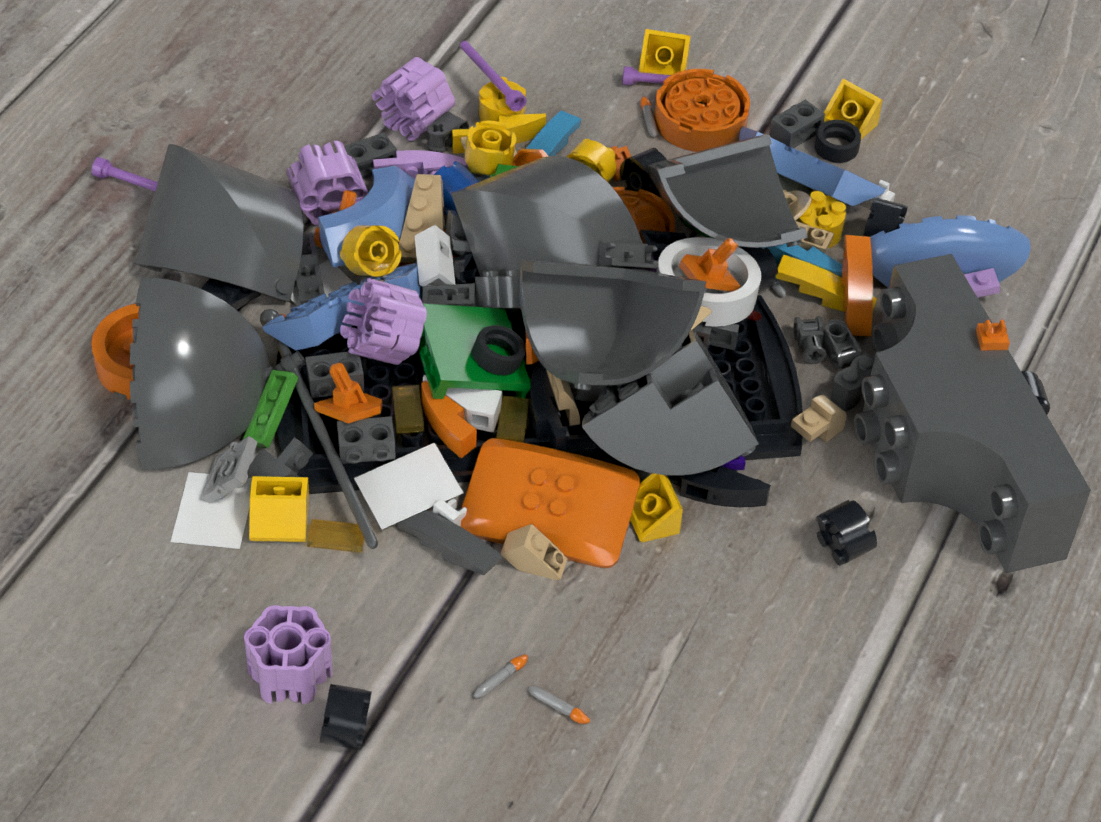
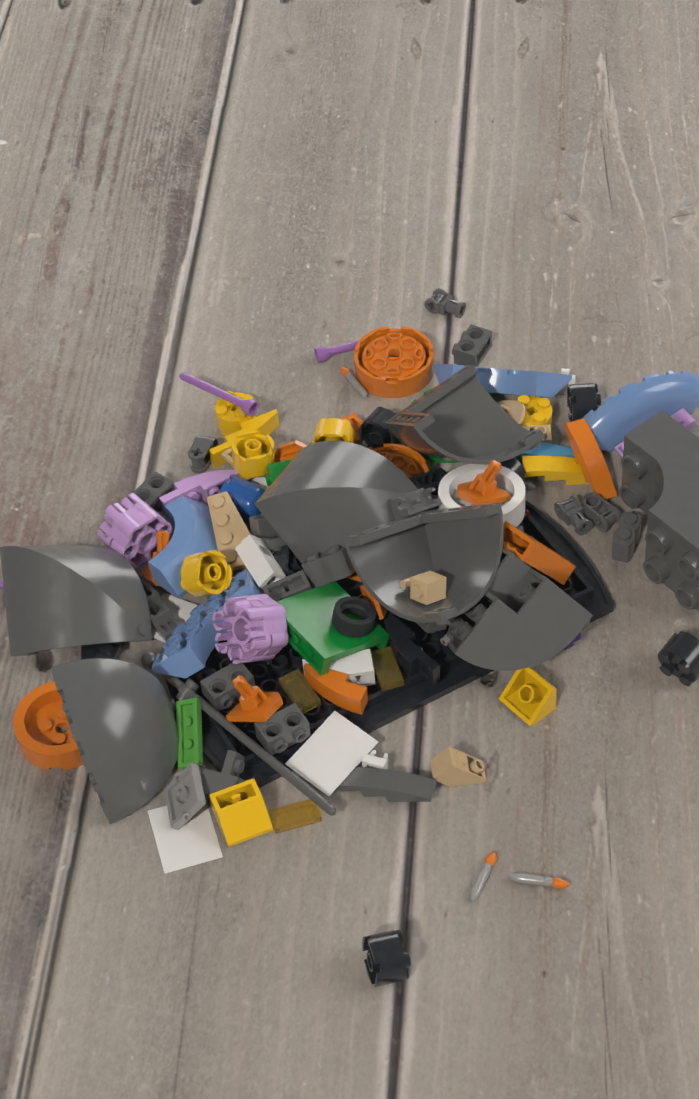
camera: 15 degrees left, 0 degrees up
(288, 652) = (317, 941): lavender piece -> none
(416, 96) = (167, 433): lavender piece -> none
(555, 133) = (290, 423): dark azure slope -> none
(565, 398) = (420, 634): tan slope -> none
(566, 496) = (459, 712): orange wedge -> none
(589, 346) = (426, 587): none -> tan brick
(664, 52) = (340, 325): yellow slope -> none
(723, 488) = (574, 660): black slope -> none
(731, 356) = (536, 554): none -> orange slope
(791, 69) = (444, 303): none -> dark grey connector
(820, 420) = (617, 577): tan brick -> none
(834, 152) = (510, 338): black tyre -> none
(854, 106) = (510, 319): yellow slope -> none

